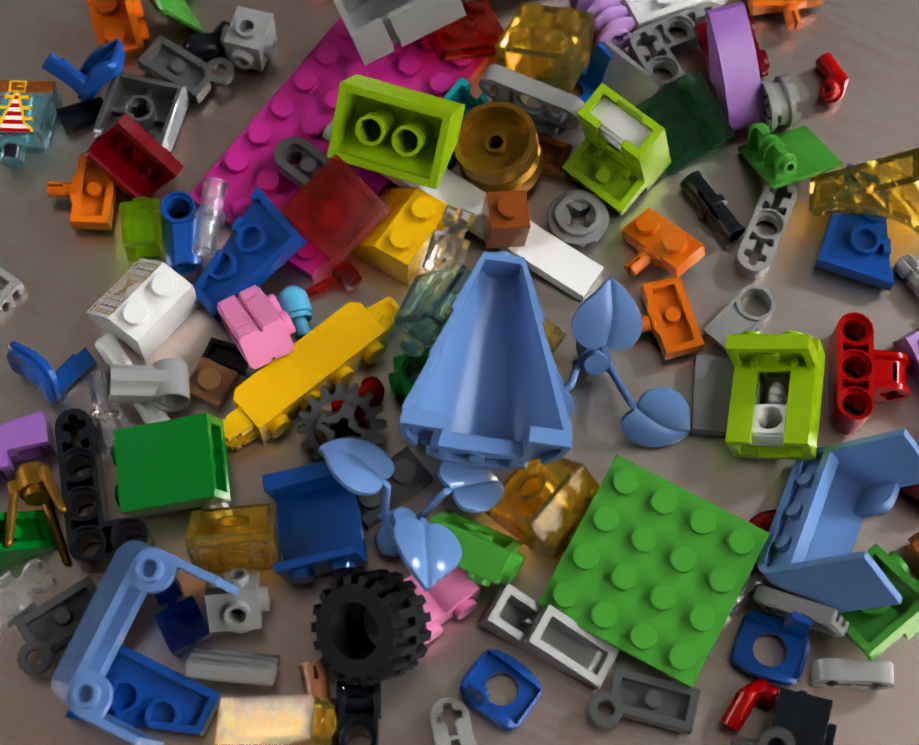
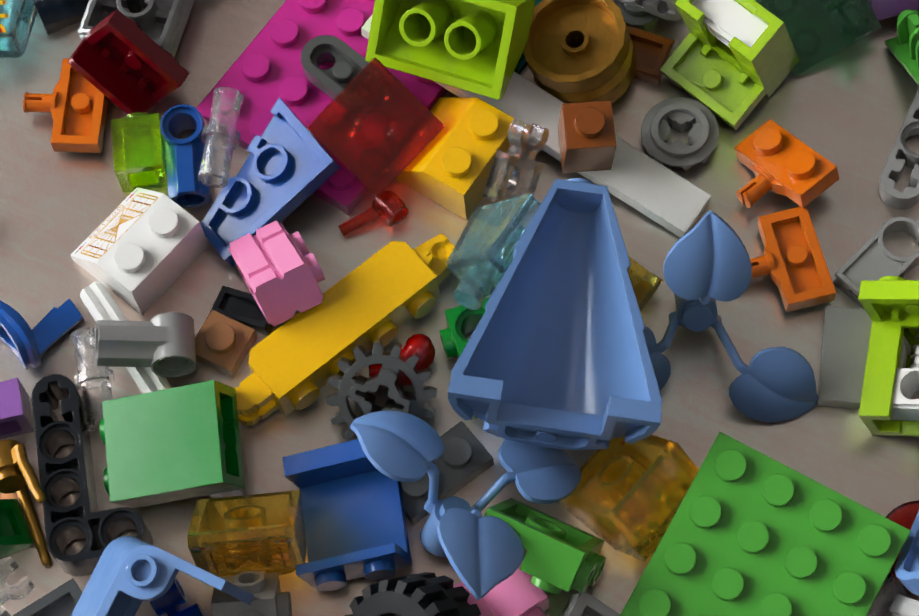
camera: 10 degrees right, 0 degrees up
(298, 307) = (329, 249): medium azure cylinder -> none
(712, 206) = (850, 118): black pin -> none

